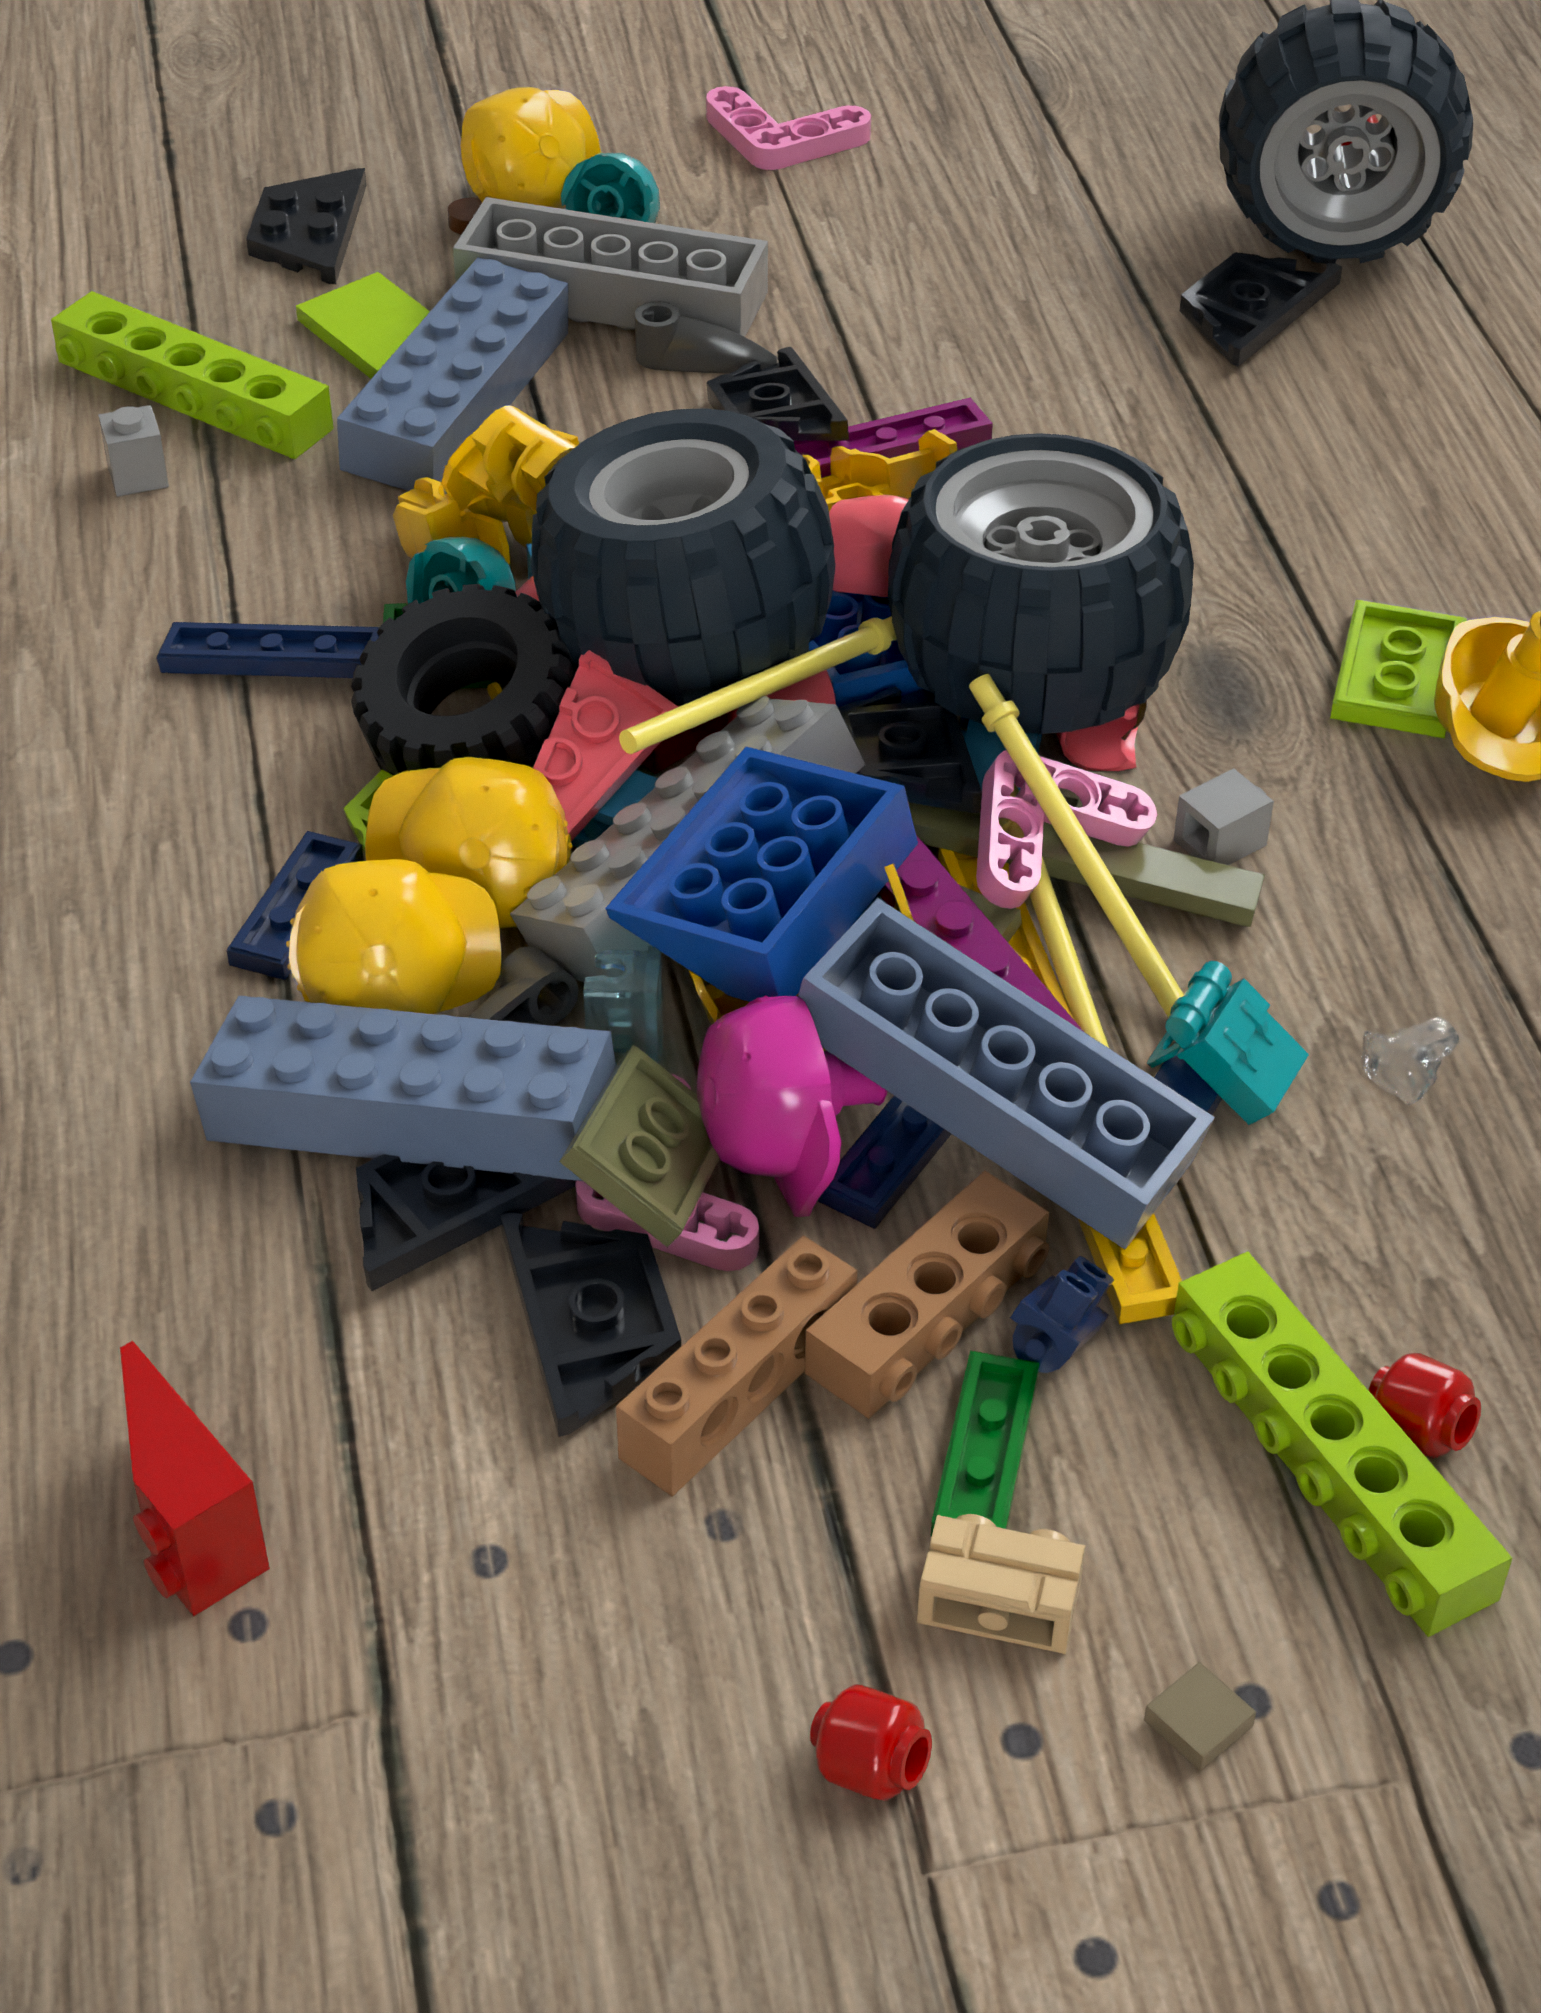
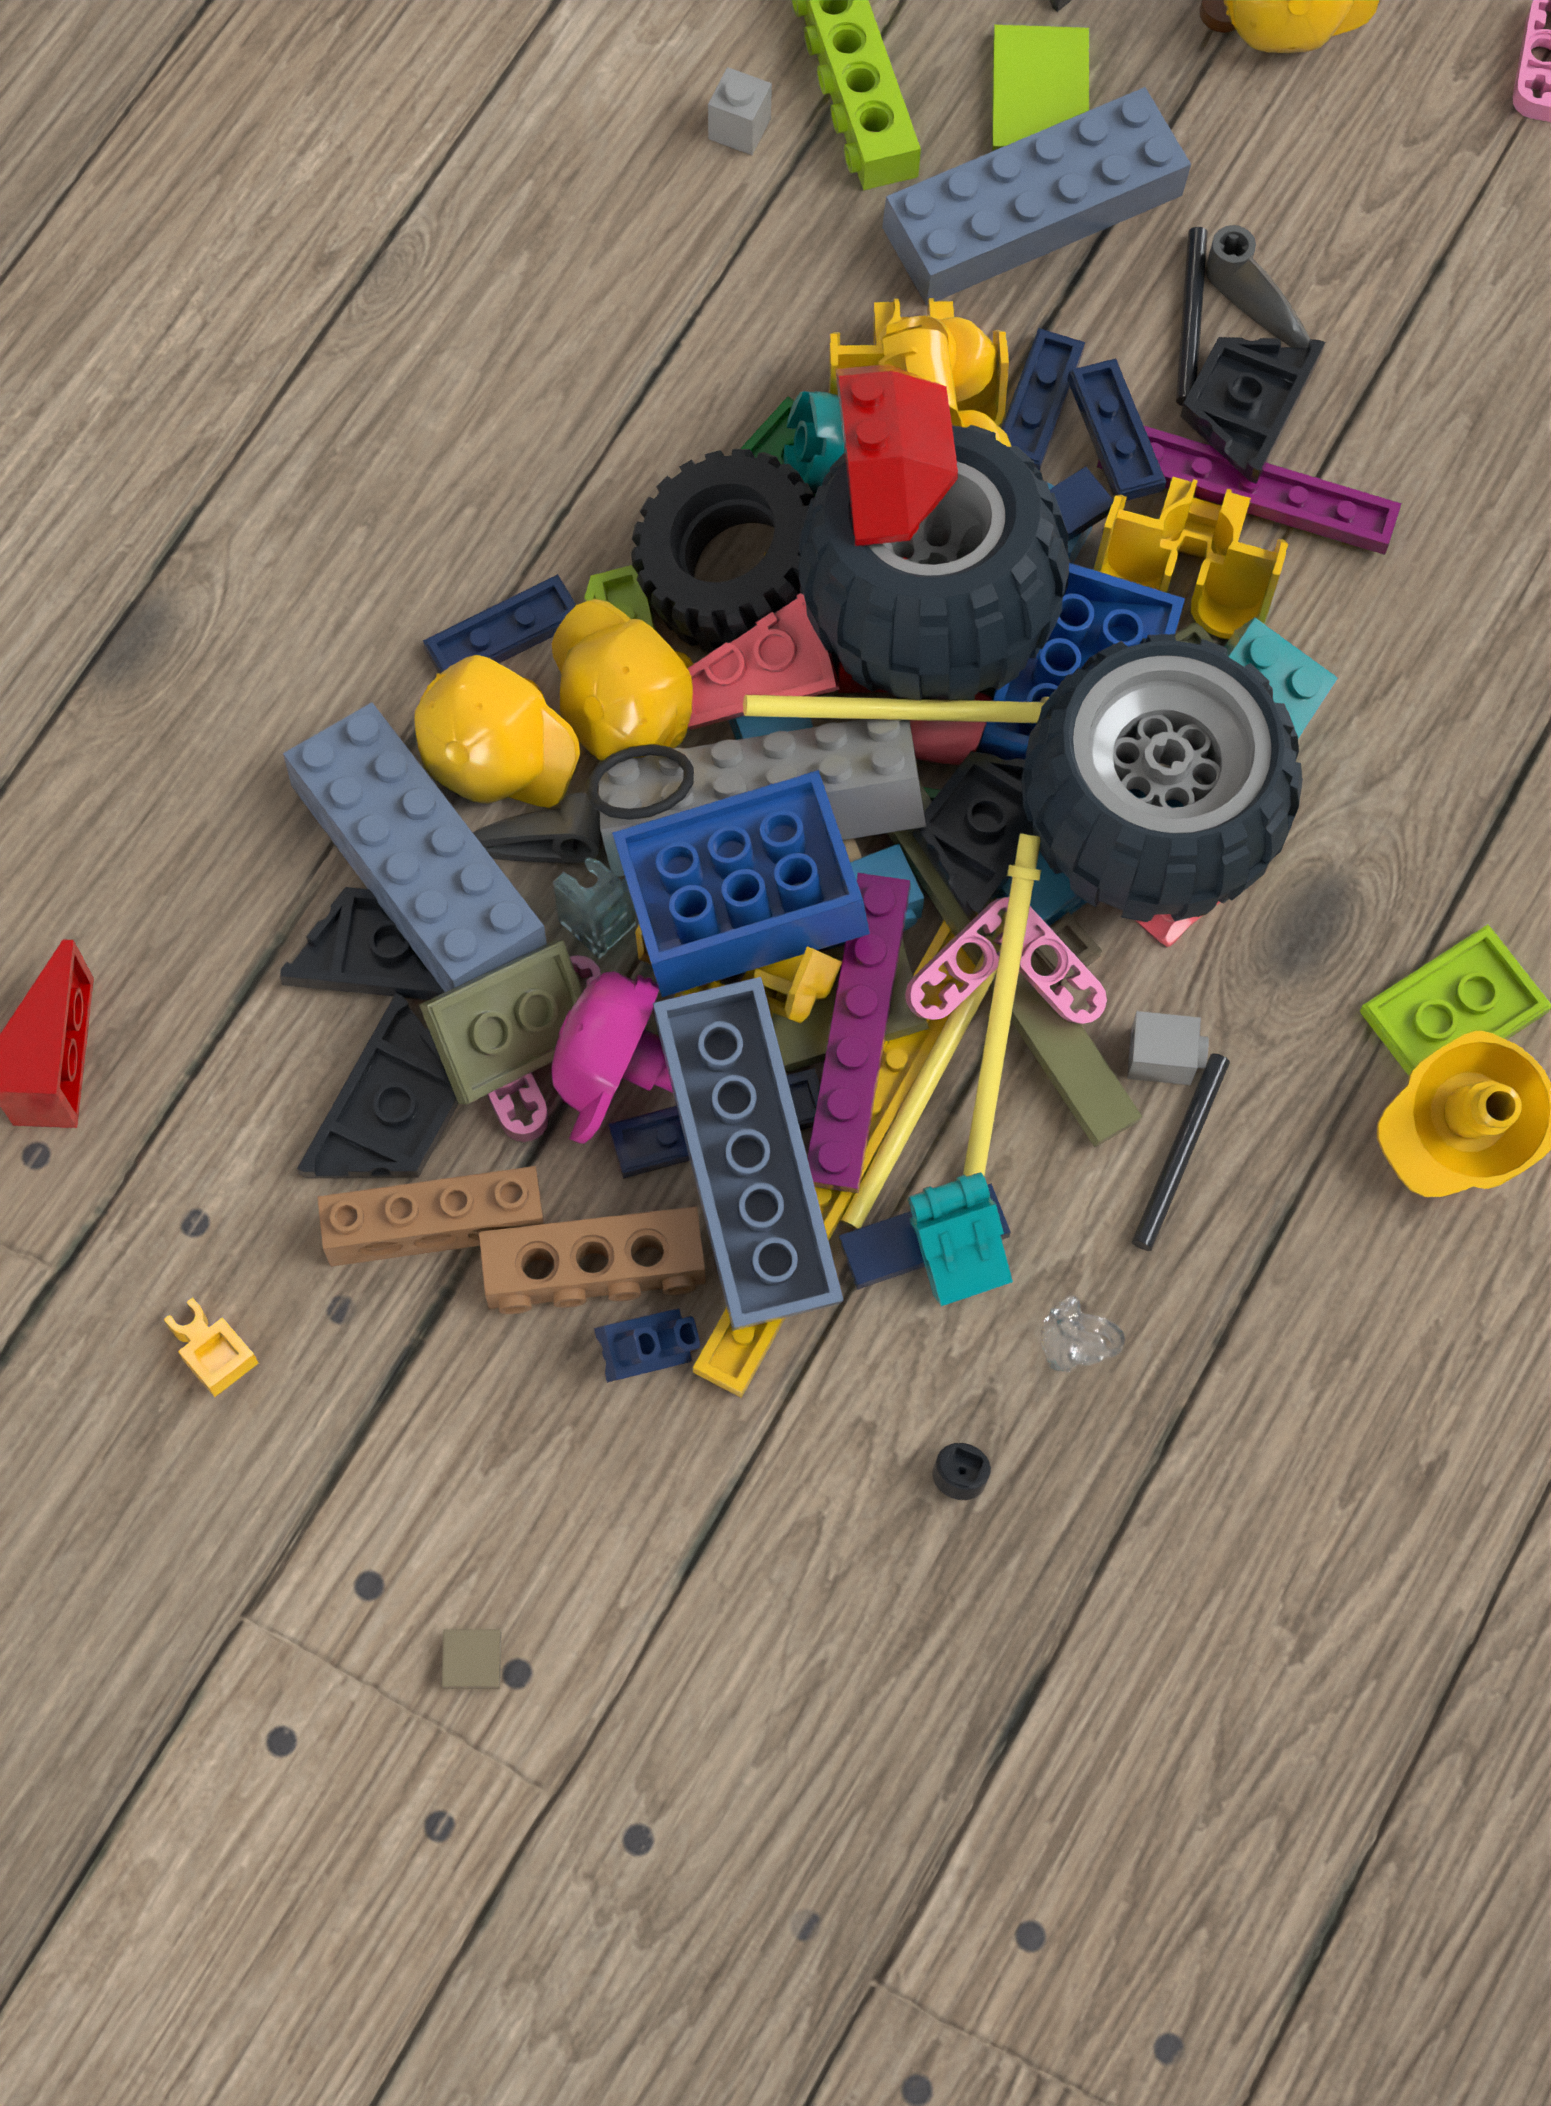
camera: 40 degrees right, 25 degrees up
(264, 649) = (674, 384): dark blue tile -> none
(582, 450) = (895, 450): none -> red wedge
(592, 894) = (641, 812): none -> black piece
(612, 187) = (1327, 81): teal cylinder -> none
(622, 263) = (1258, 165): light grey brick -> none
(638, 1647) = (212, 1352): none -> yellow plate
(647, 373) = (1191, 312): none -> black bar
(863, 542) = (1112, 615): coral piece -> none
(871, 1742) = (272, 1521): red head -> none
(987, 1438) = (528, 1389): green tile -> none
(1001, 1582) = (439, 1485): tan brick -> none
(1324, 893) = (1180, 1152): none -> black bar
(1340, 1445) = (707, 1705): lime brick -> none
(1428, 1403) = (801, 1587): red head -> none
(1439, 1221) = (961, 1471): none -> black tile

